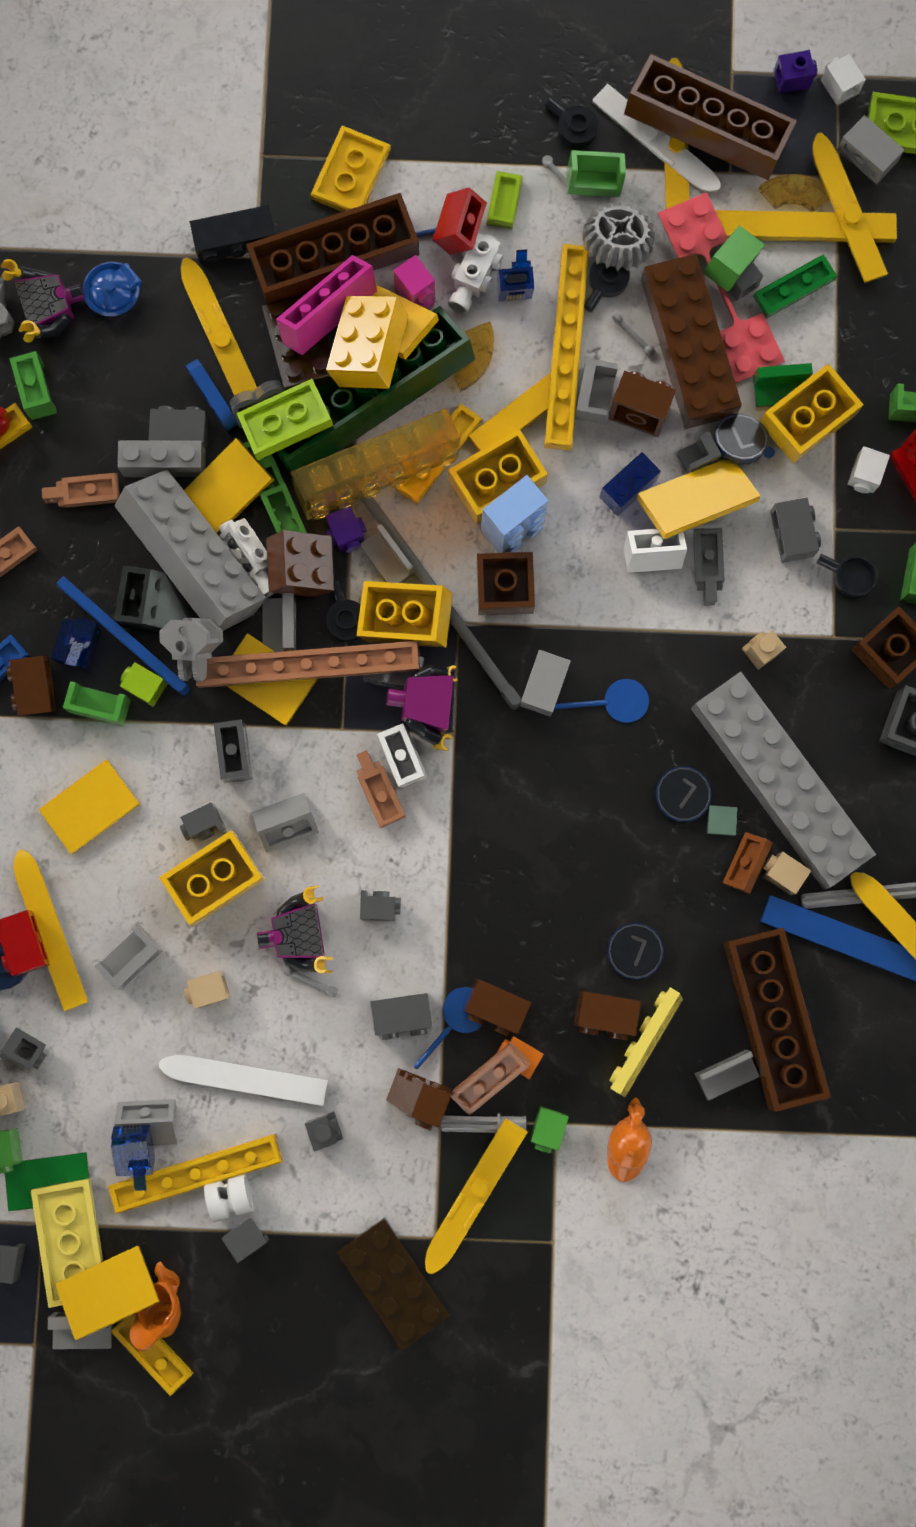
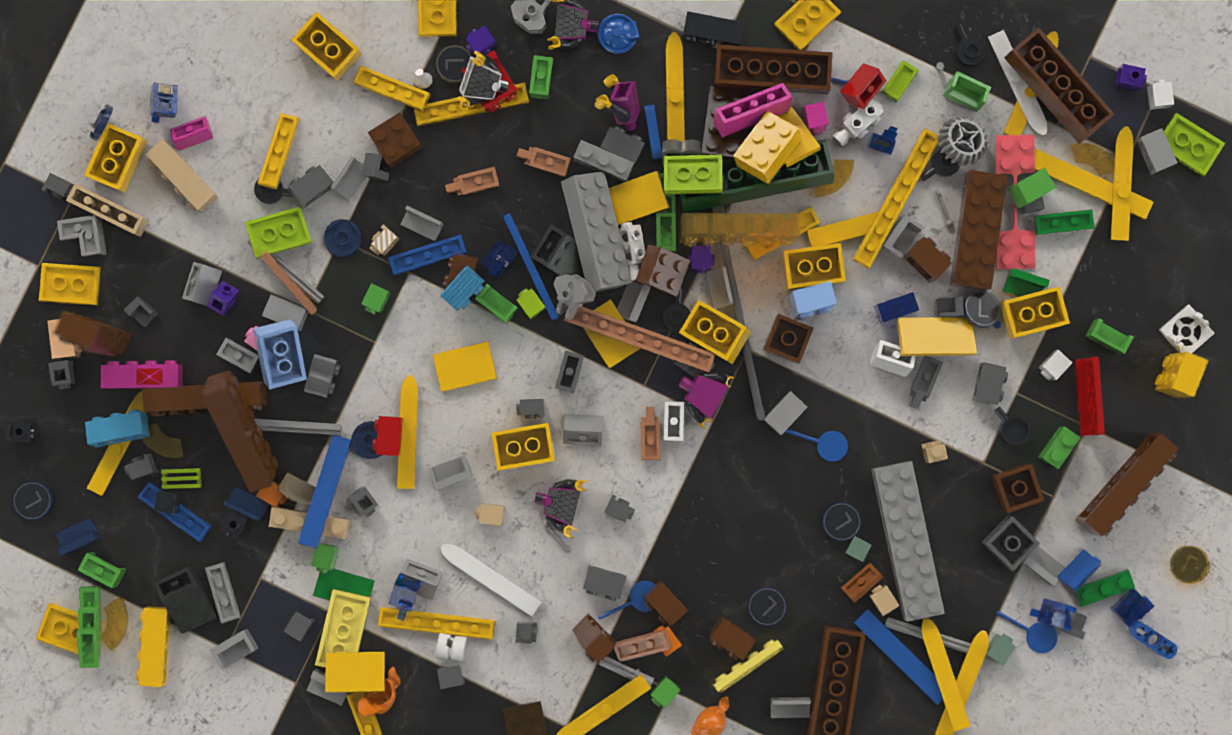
camera: 30 degrees right, 5 degrees up
(39, 700) = (462, 288): none -> dark azure brick
(153, 369) = (623, 102): none -> magenta torso

